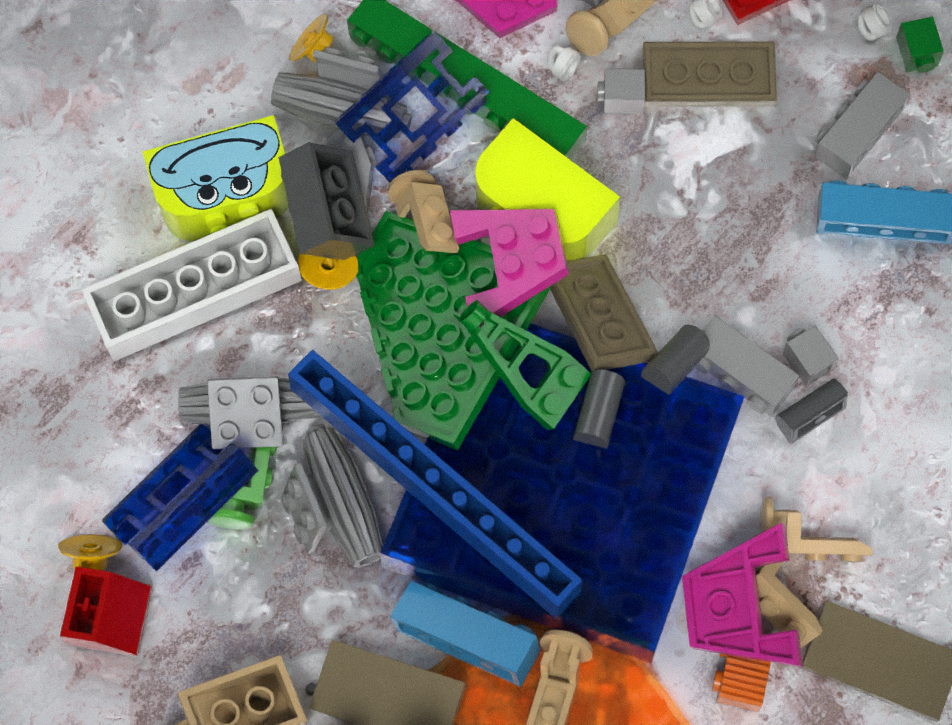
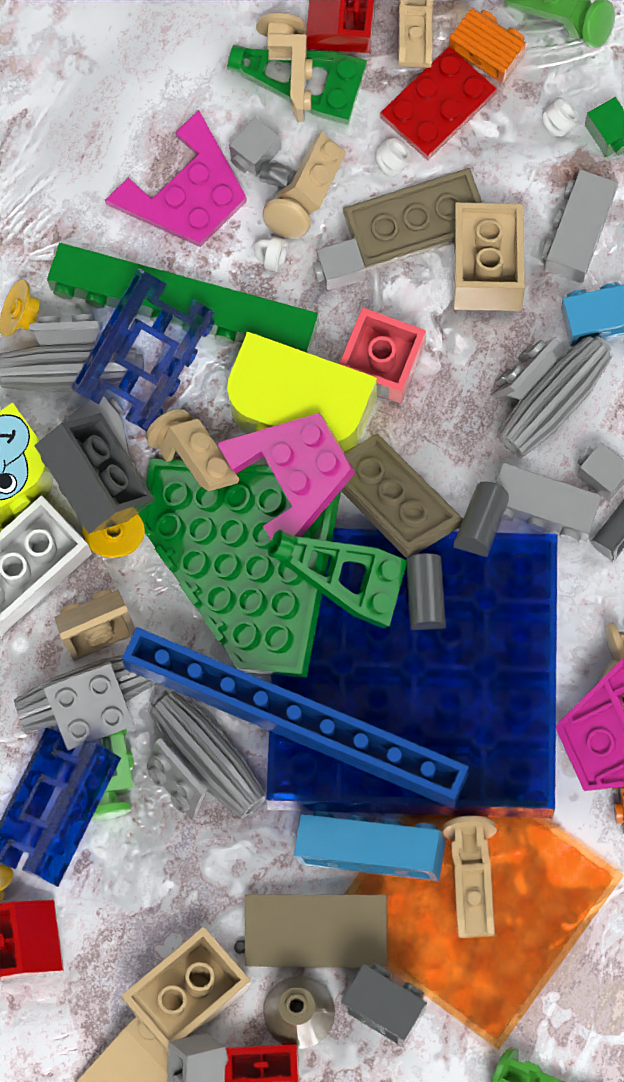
camera: 15 degrees left, 5 degrees up
(277, 344) = (94, 624): none -> tan slope
(640, 179) = (386, 351): none -> coral brick
(764, 125) = (489, 257): none -> tan slope
(781, 263) = (548, 389): none -> light grey plate

